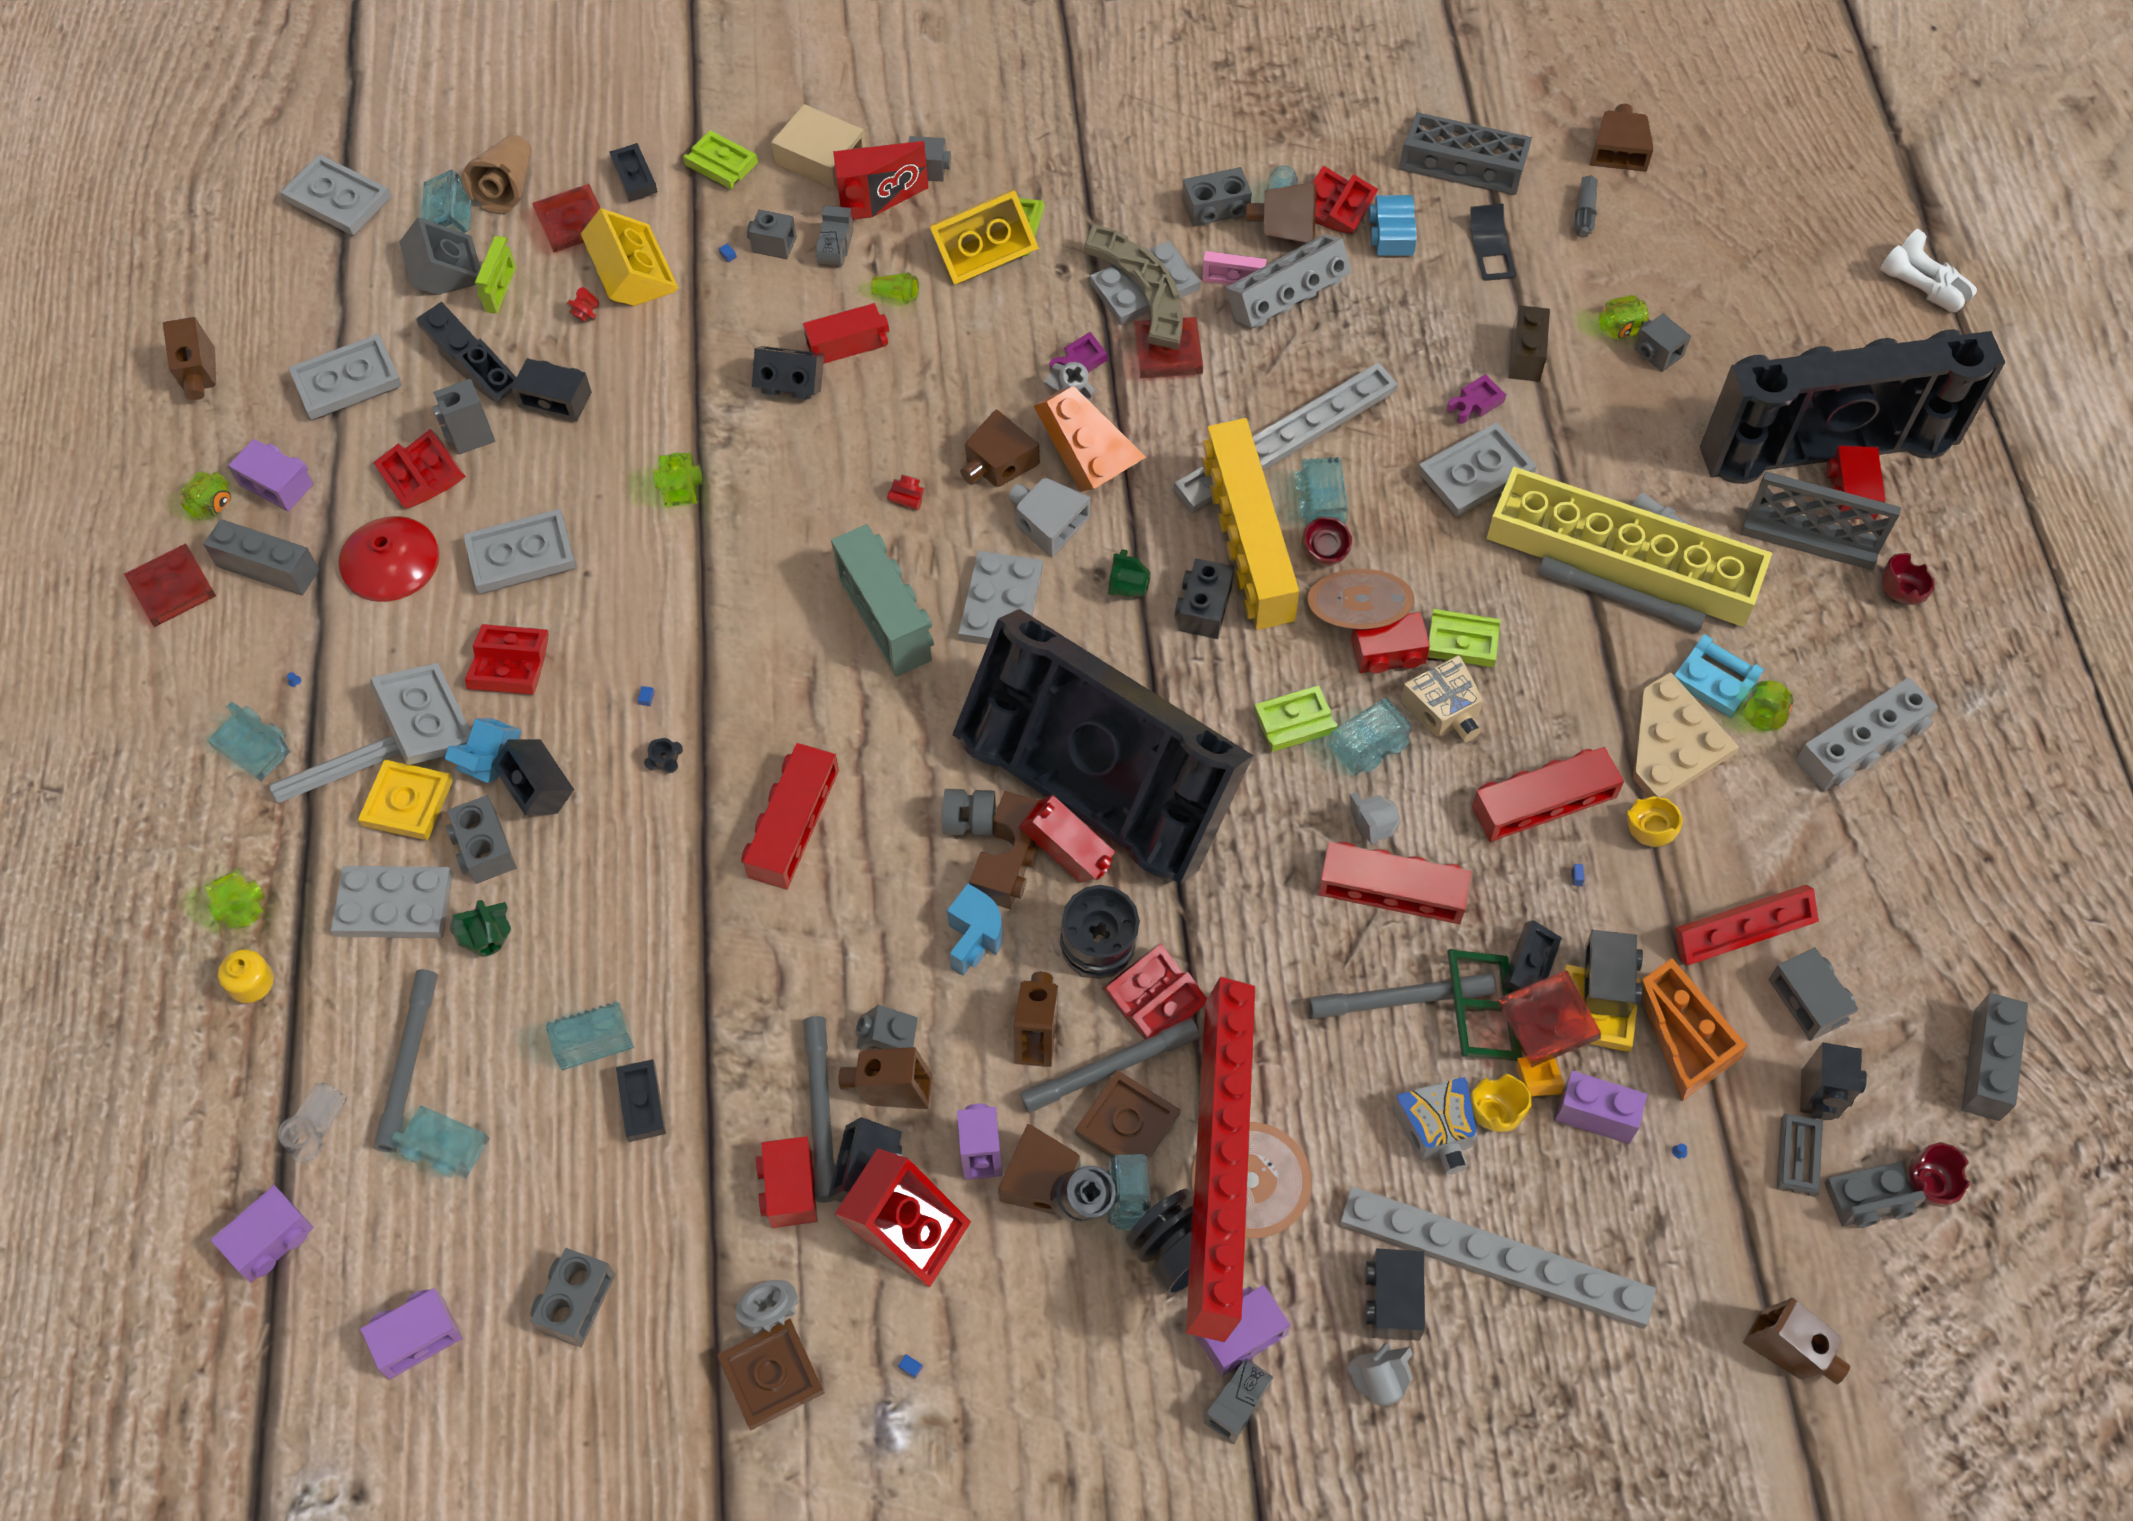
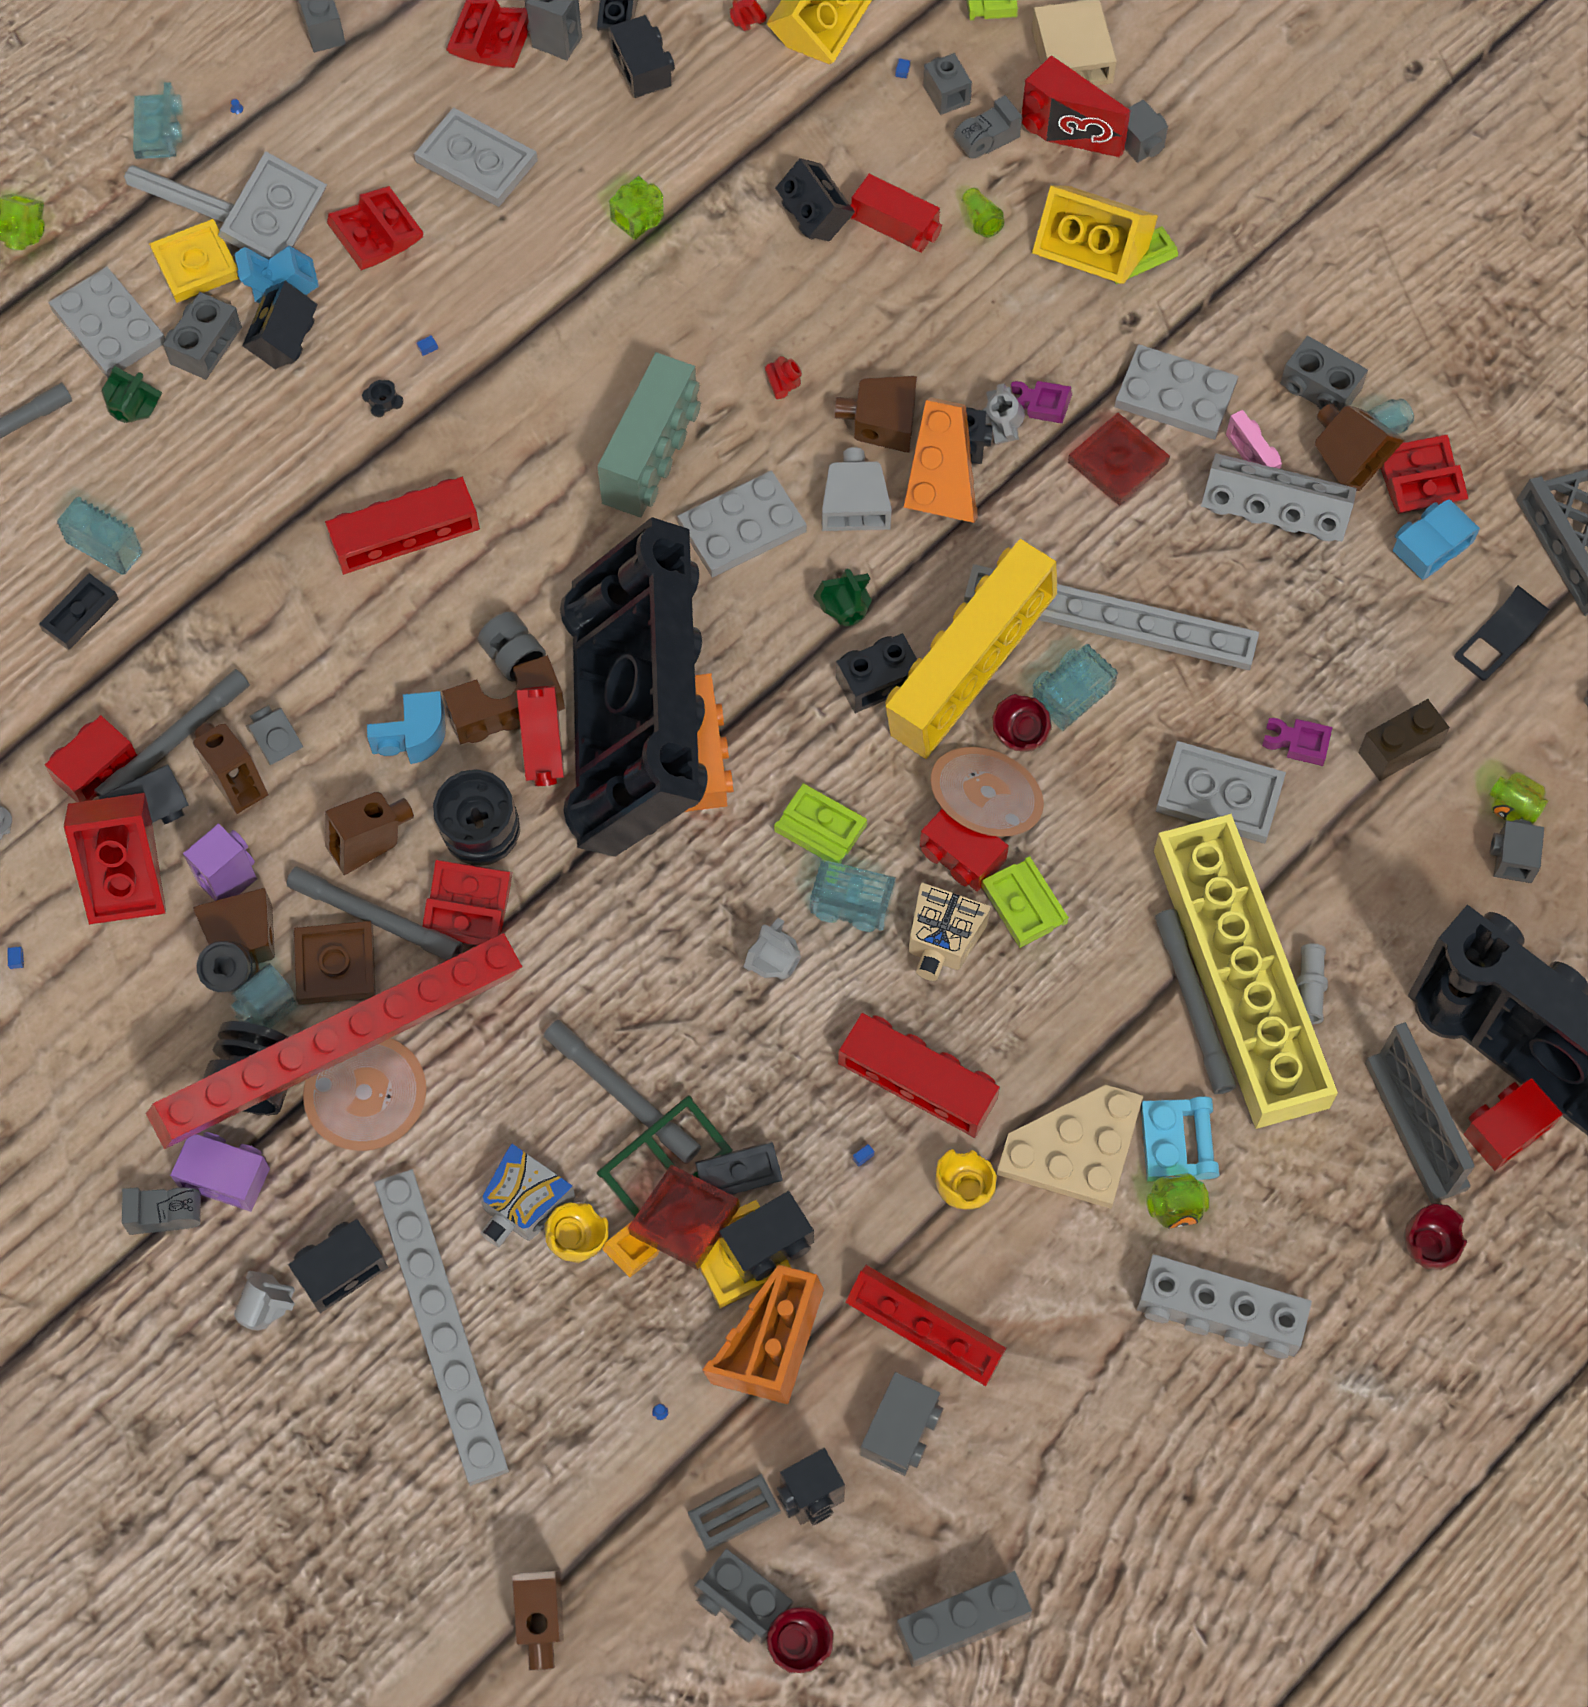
camera: 50 degrees right, 5 degrees up
(390, 570) = (395, 79): red dish -> none
(1150, 277) = (1173, 394): dark tan tile -> none
(1395, 882) = (723, 1011): brick -> none
(1601, 1107) = (639, 1315): medium lavender brick -> none

